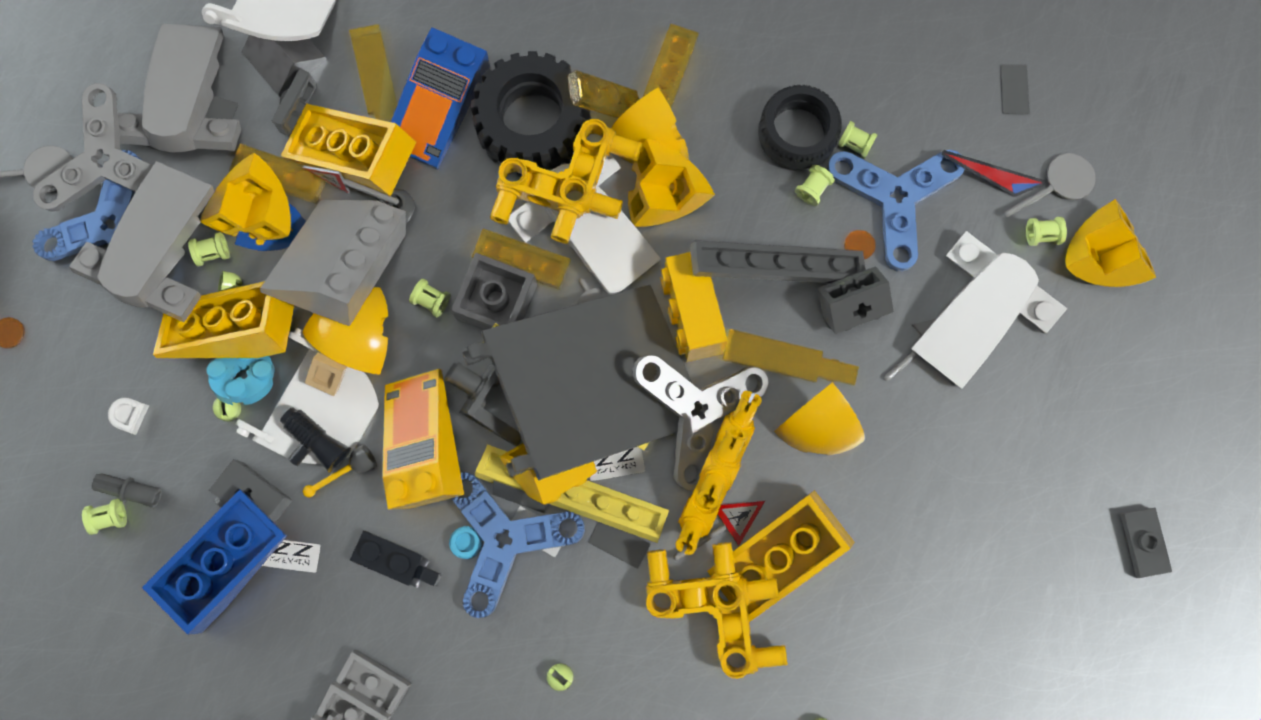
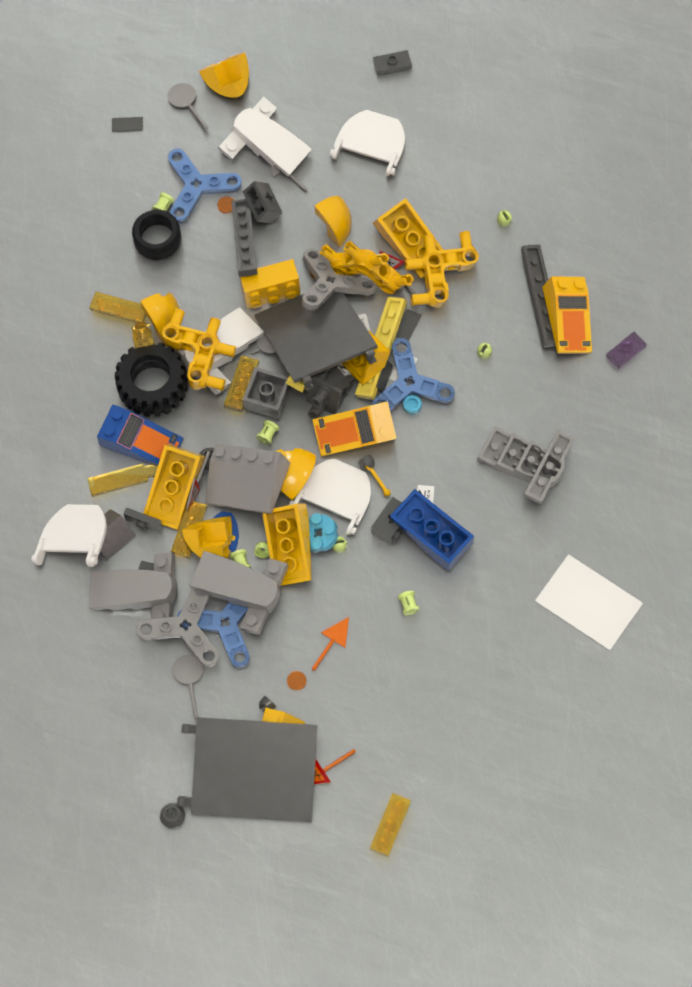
camera: 90 degrees left, 10 degrees down
(76, 400) = (337, 634): none -> orange piece
(127, 414) = (345, 601): white tile -> none
(127, 489) = (391, 592): dark grey axle -> none
(313, 438) = (356, 487): black piece -> none
(325, 374) = (318, 482): tan plate -> none
(393, 561) = (425, 442): black hinge -> none
(665, 186) = (195, 303): yellow brick -> none
(786, 359) = (298, 237): clear yellow piece -> none
(814, 185) = (191, 226): yellowish green bush -> none
(990, 500) = (372, 136): none -> white piece
(1007, 180) = (184, 129): sticker -> none
(1046, 231) = (217, 110): yellowish green bush -> none

